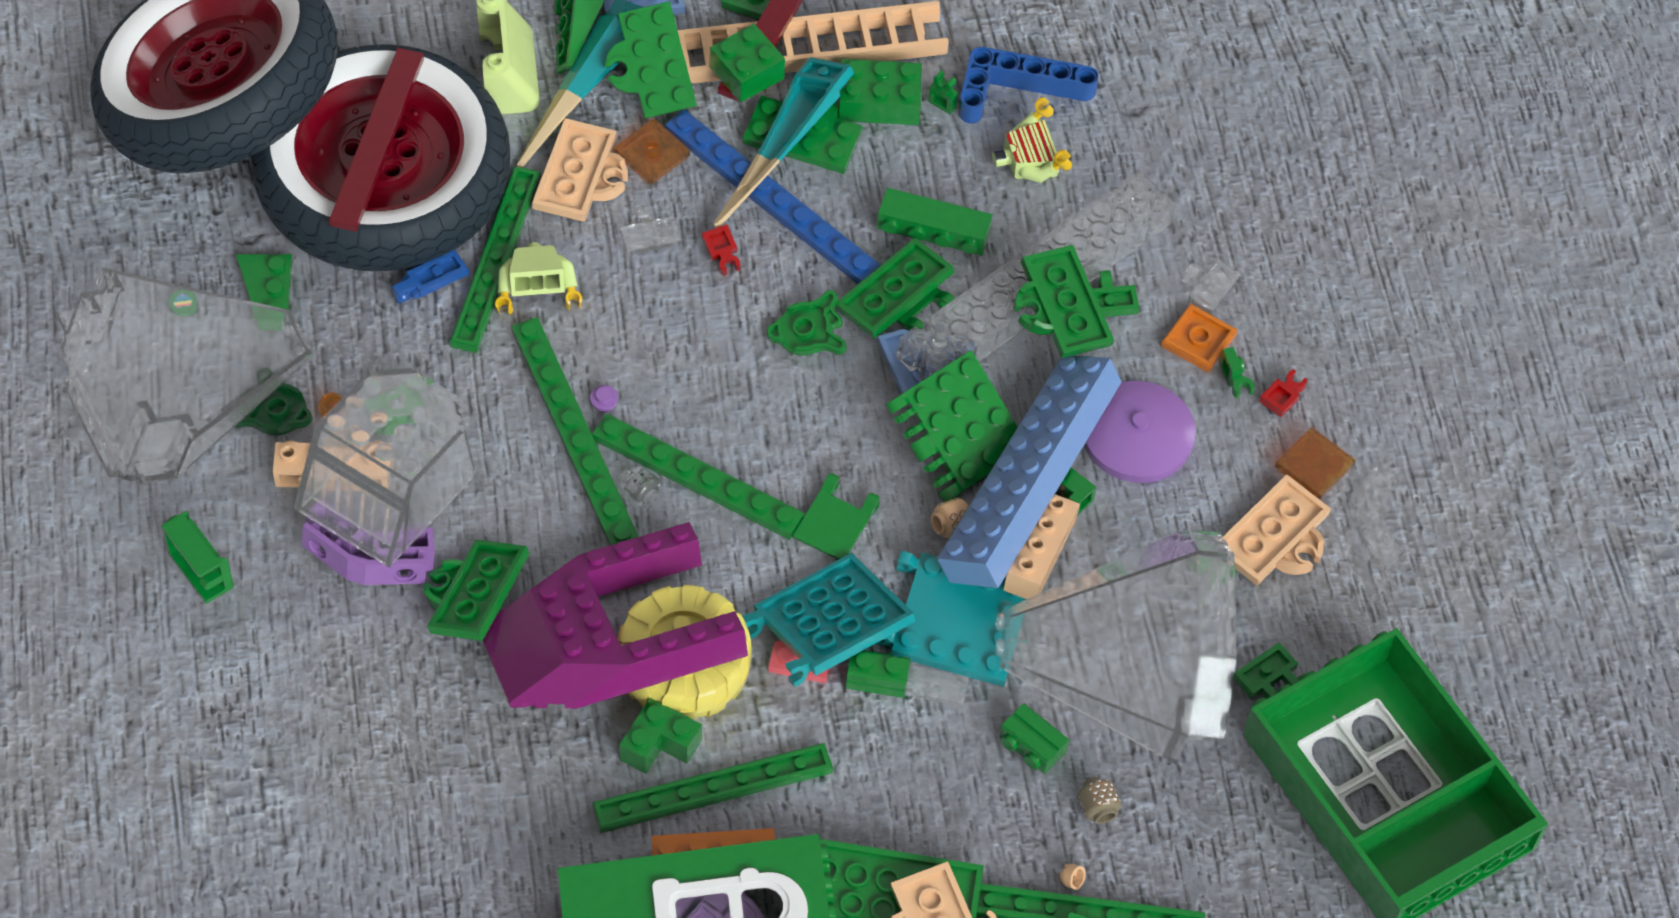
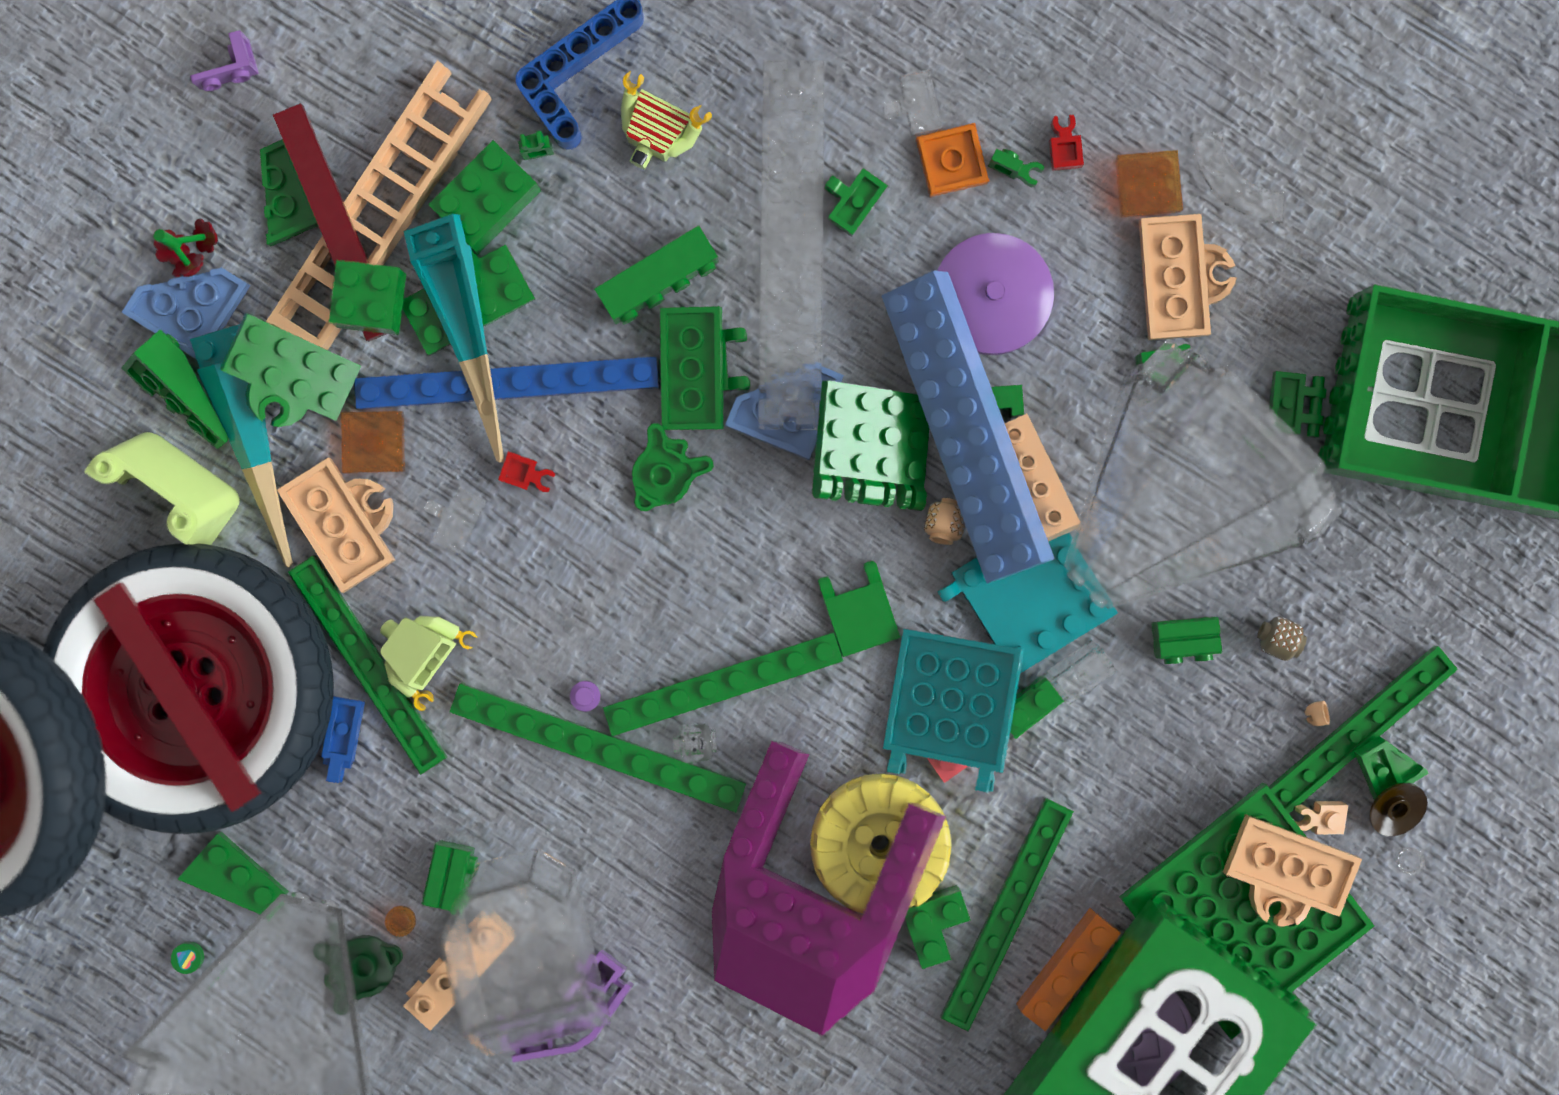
camera: 45 degrees left, 30 degrees up
(473, 588) = (679, 957): green plate -> none
(1062, 302) = (845, 258): green plate -> none

